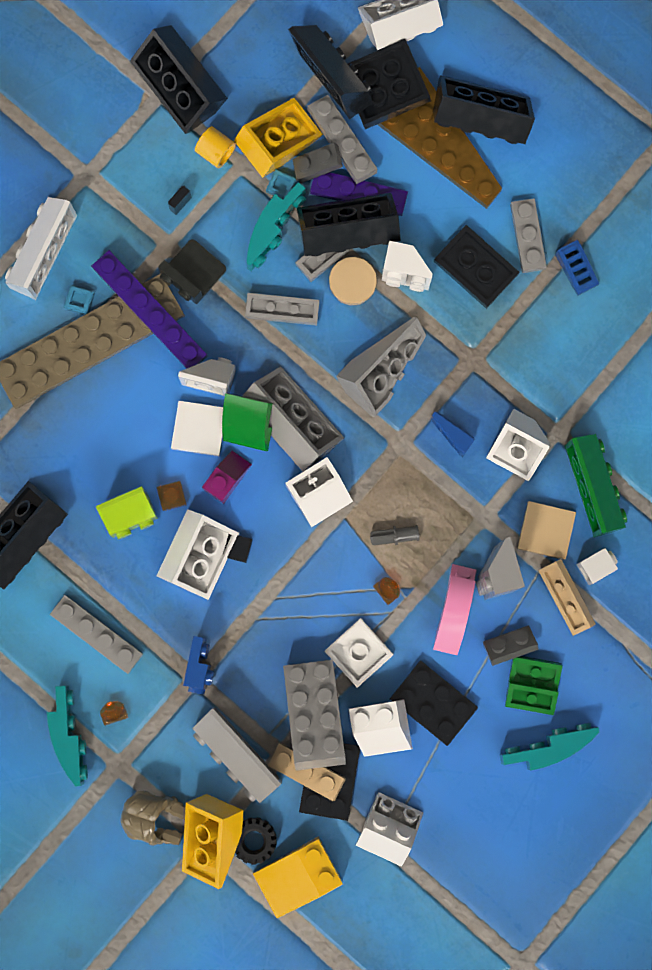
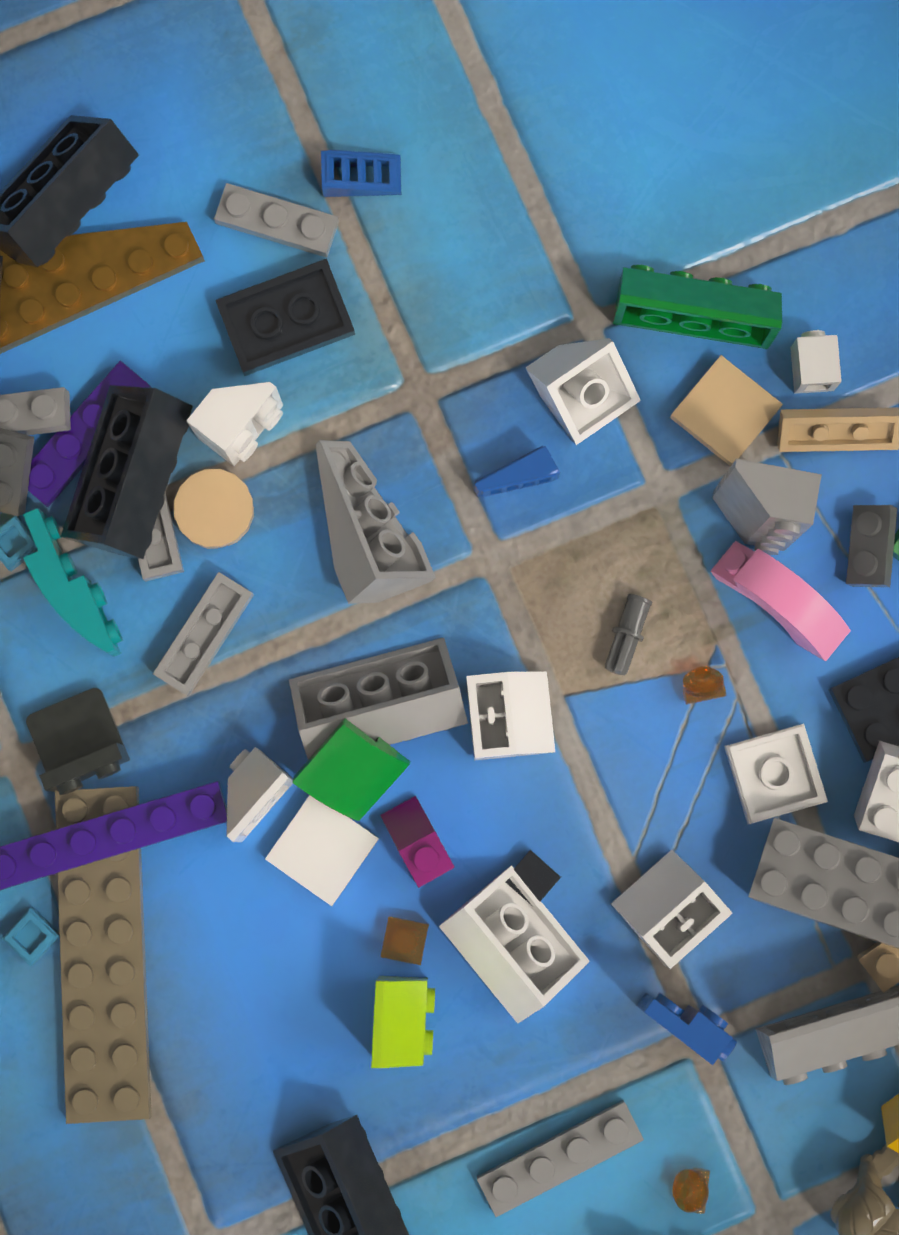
camera: 60 degrees left, 0 degrees up
(256, 628) = (671, 909): none -> white slope

